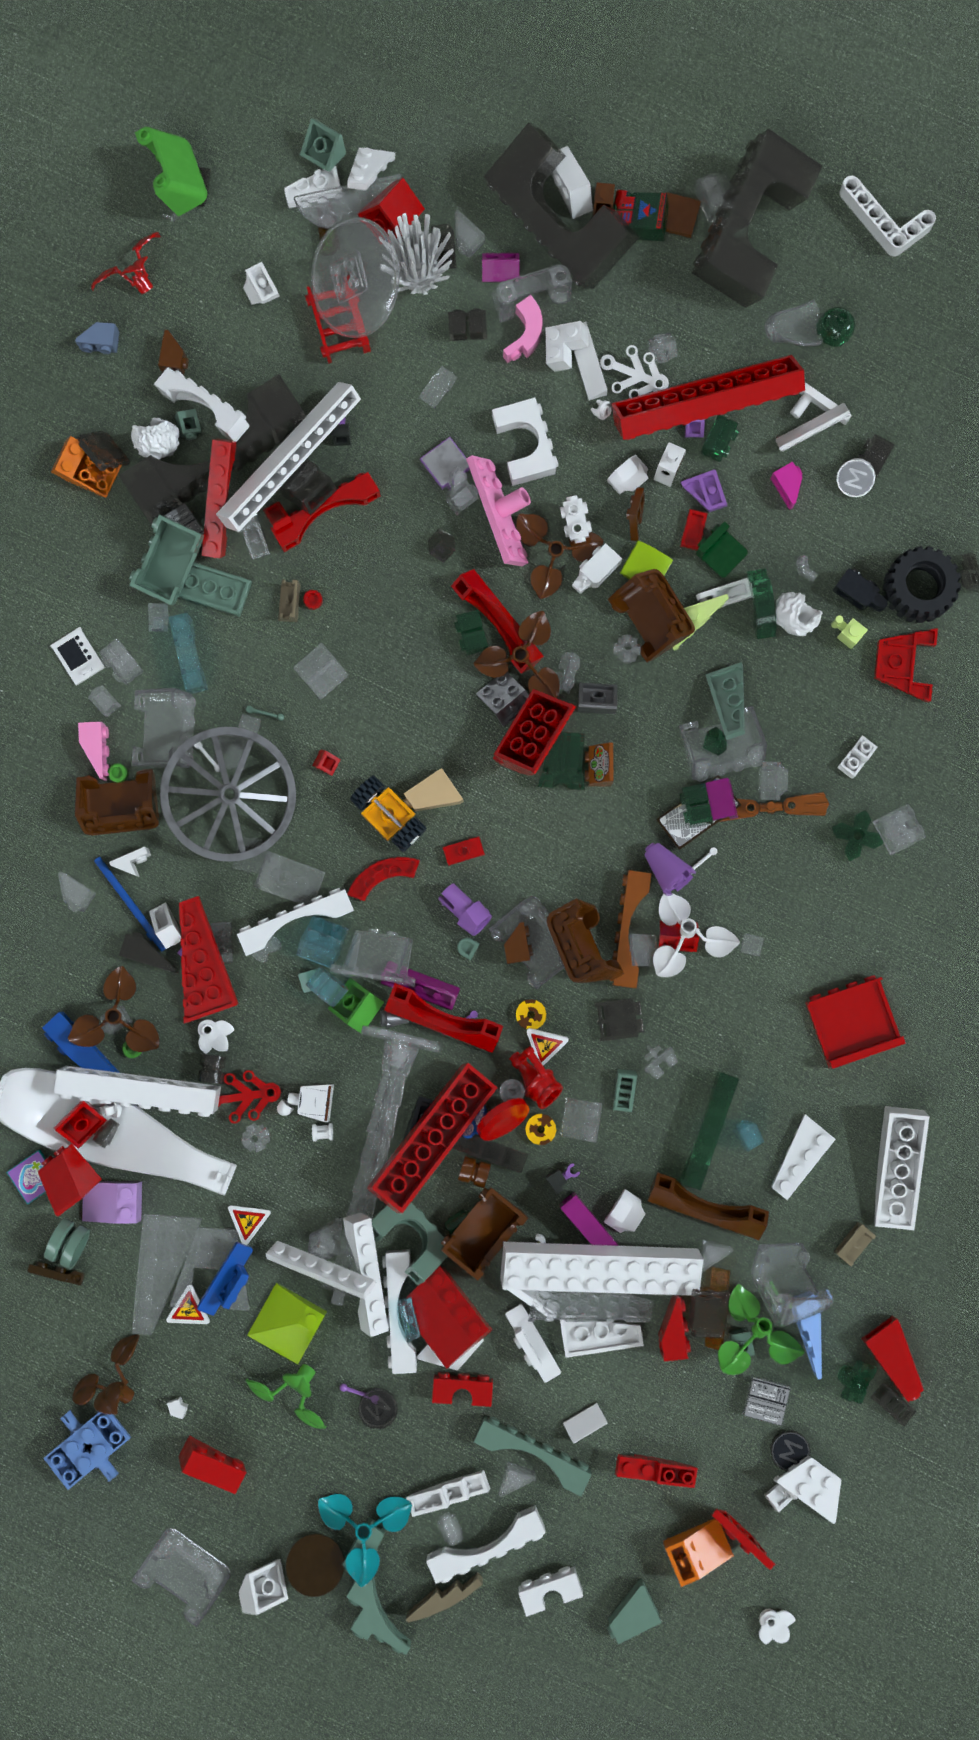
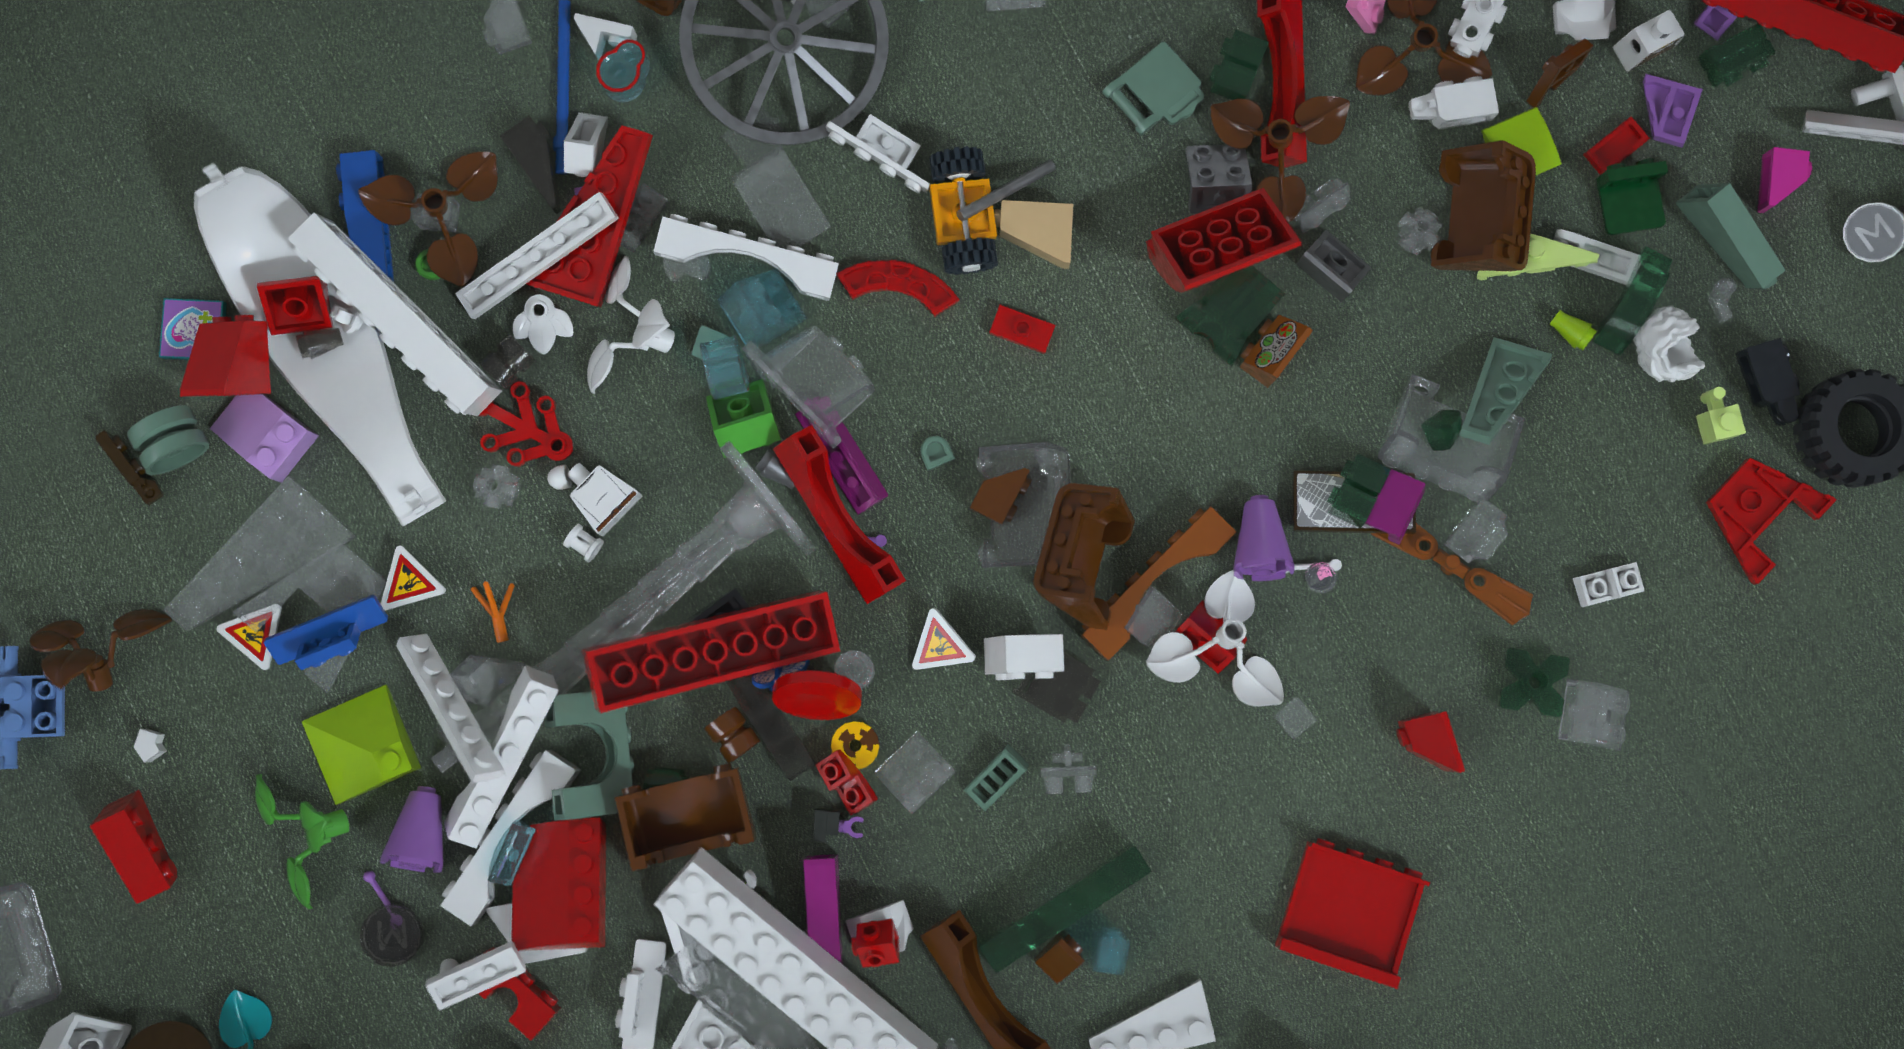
camera: 30 degrees right, 0 degrees up
(156, 872) = (623, 71): none -> clear light blue piece
(186, 1002) = (537, 255): none -> white plate
(275, 997) = (650, 331): none -> white plant
(300, 1201) = (491, 607): none -> orange plant
(322, 809) = (885, 147): none -> white bracket
(326, 762) = (935, 93): red slope -> none
(352, 1346) = (417, 834): none -> medium lavender cone
(401, 787) = (1005, 190): none -> flat silver bar
(433, 1404) = (464, 980): none -> white piece
(439, 671) = (1161, 85): none -> sand green piece
(471, 915) = (971, 415): medium lavender piece -> none
(531, 1005) = (951, 580): yellow piece -> none
(538, 1082) = (896, 684): red piece -> none
(548, 1149) = (849, 782): none -> red slope
(589, 1020) = (1015, 655): none -> white brick
(628, 1221) = (876, 943): none -> red brick
(710, 863) = (1320, 577): none -> clear tile
(726, 1157) = (1060, 957): none -> reddish brown slope
(743, 640) = (1573, 330): none -> lime cone
(785, 532) = (1732, 233): none -> sand green slope
(828, 904) = (1432, 740): none -> red slope

